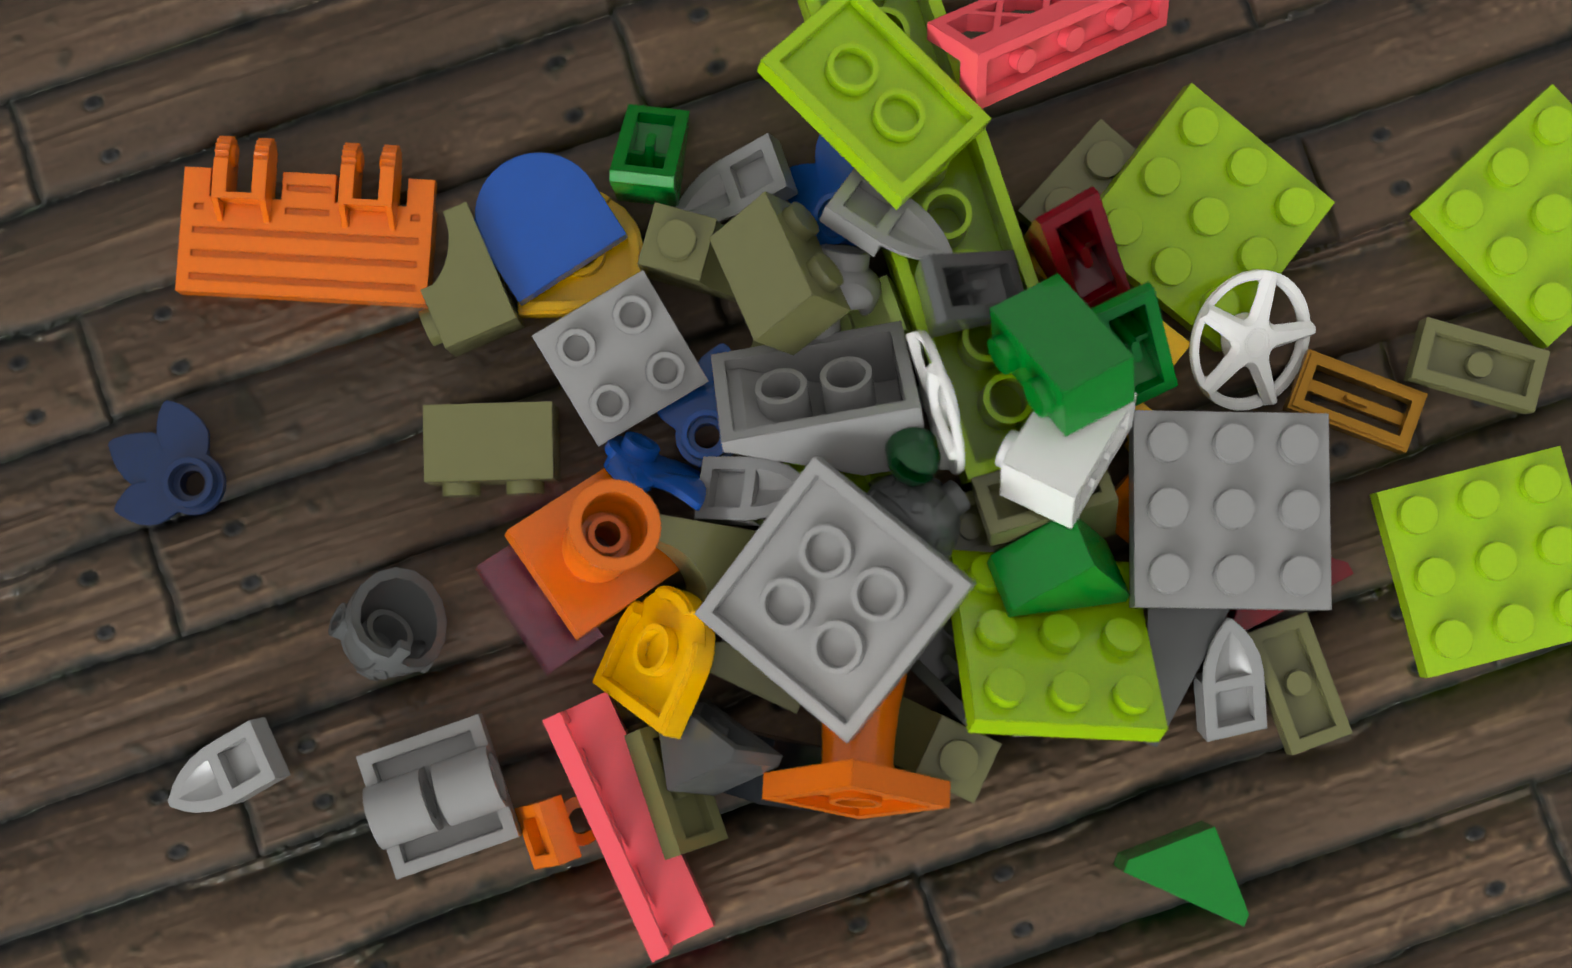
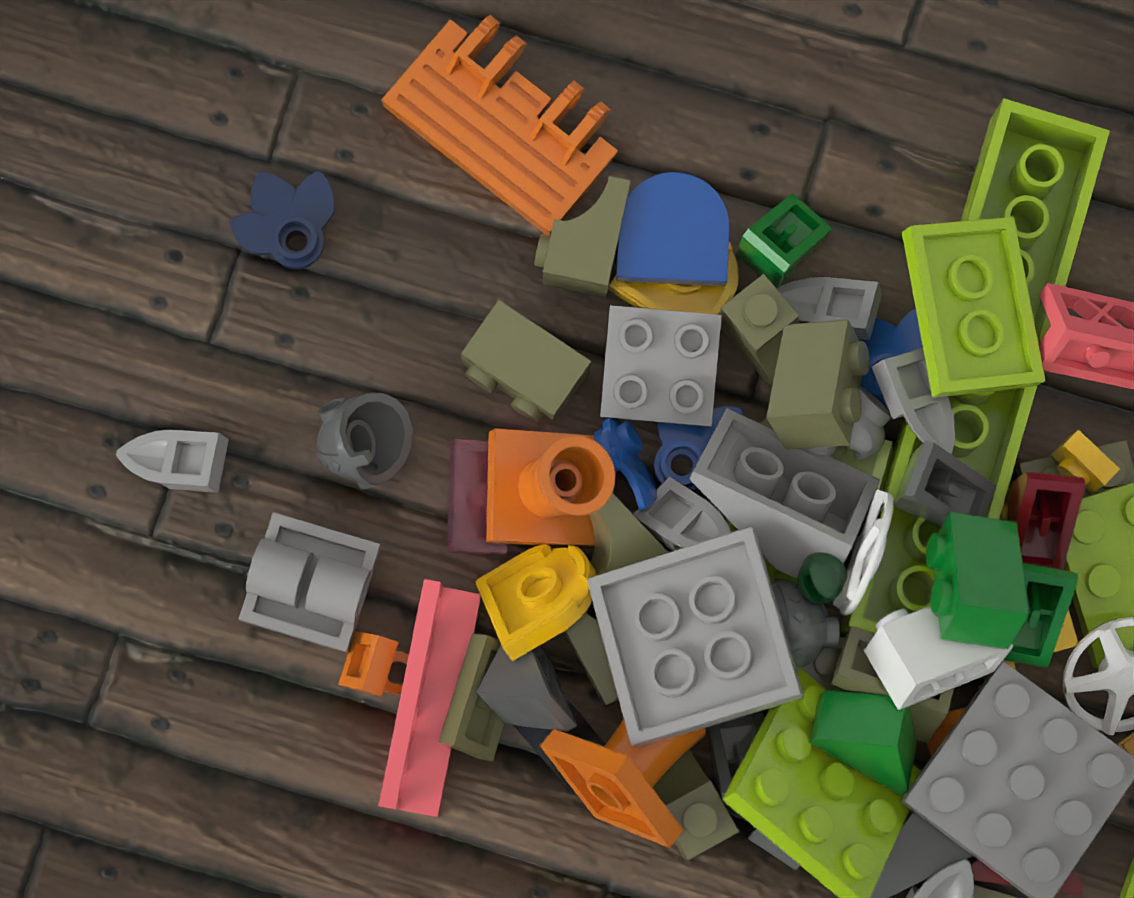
camera: 30 degrees right, 5 degrees down
(1078, 168) = (1083, 459): none -> yellow plate

